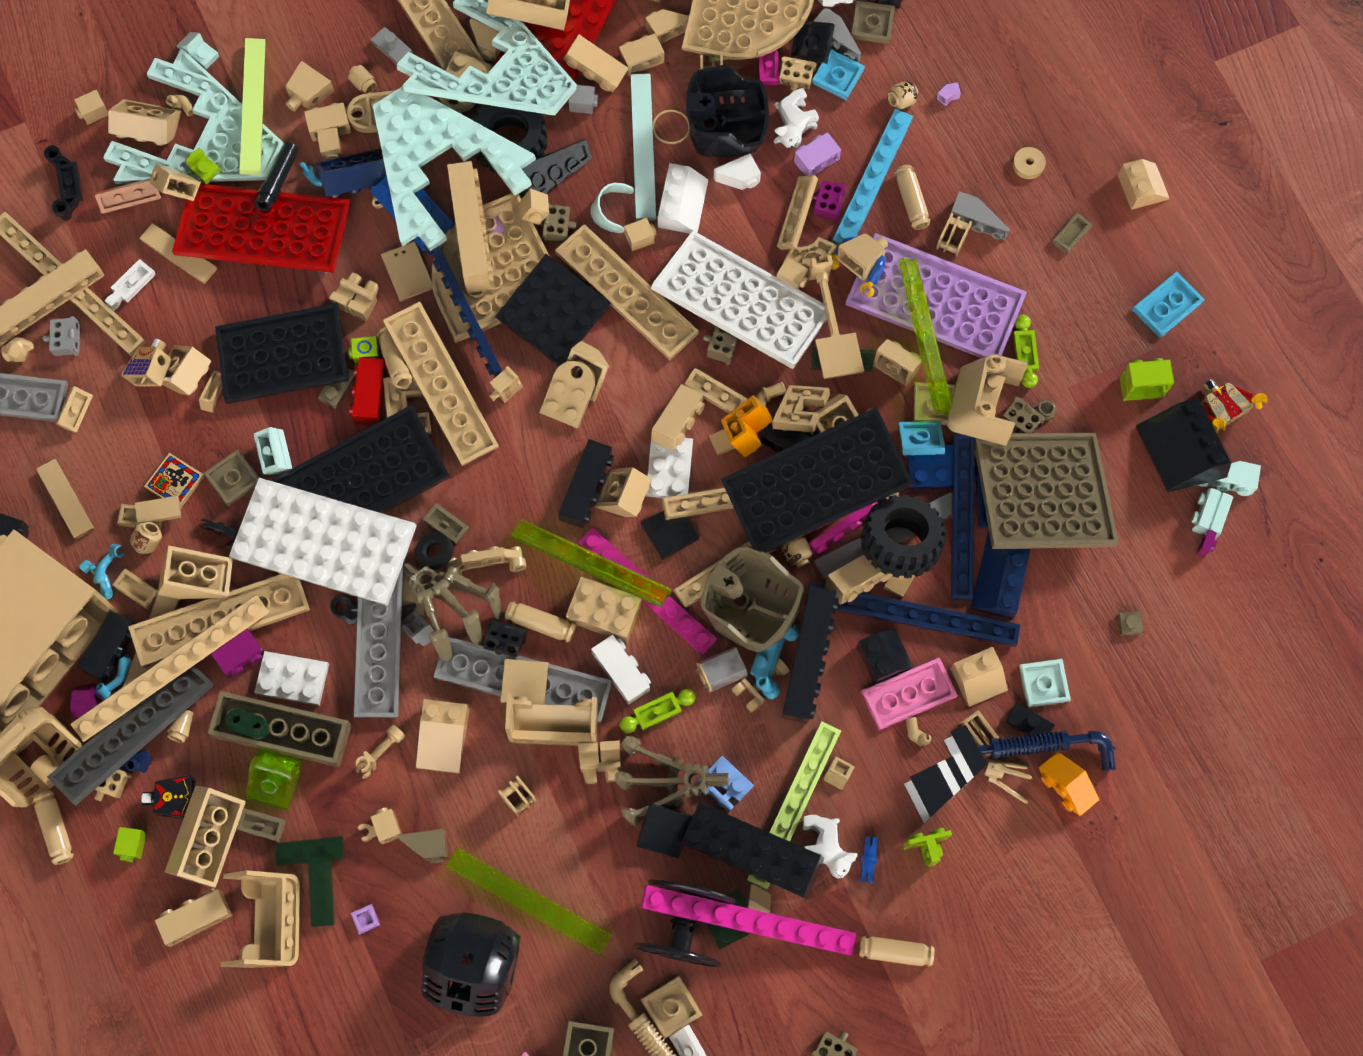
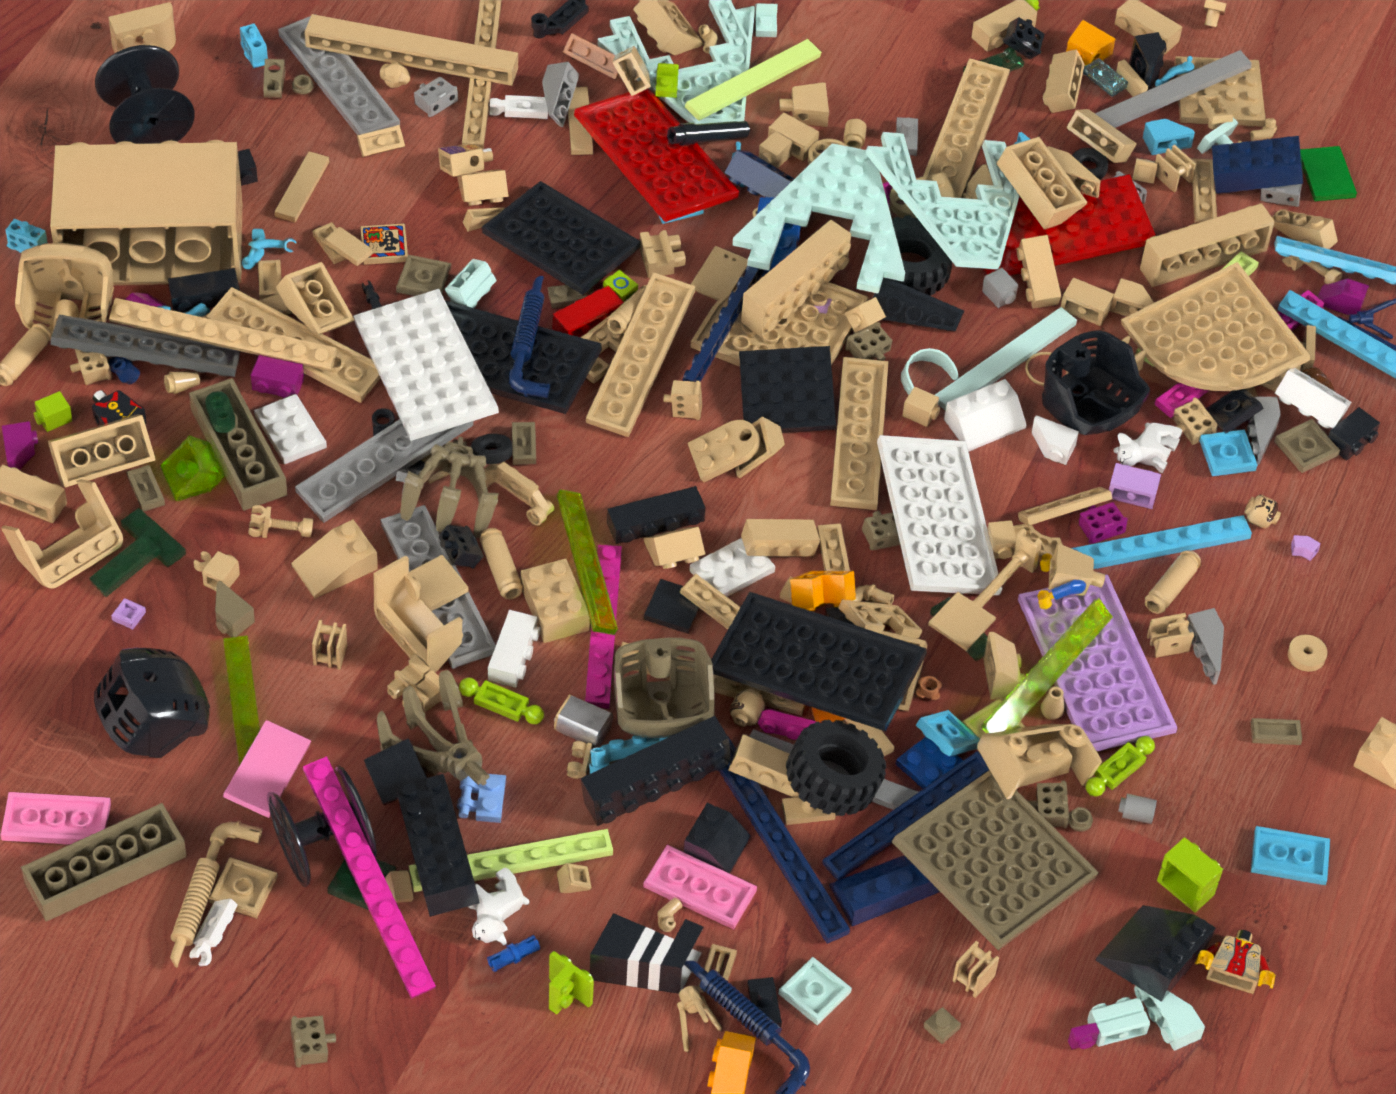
camera: 50 degrees right, 20 degrees down
(138, 244) = (559, 88): none -> light grey slope
(140, 892) = (19, 443): none -> magenta slope
(145, 538) = (317, 251): tan head -> none
(365, 456) = (524, 342): none -> dark blue piece
(588, 919) = (267, 767): none -> bright pink tile
(896, 951) = (447, 1029): tan axle -> none
(949, 352) = (1053, 704): none -> tan cone
(980, 677) = (768, 928): tan slope -> none
(1067, 367) = (1137, 808): none -> light grey brick
(1120, 570) = (974, 980): none -> tan piece

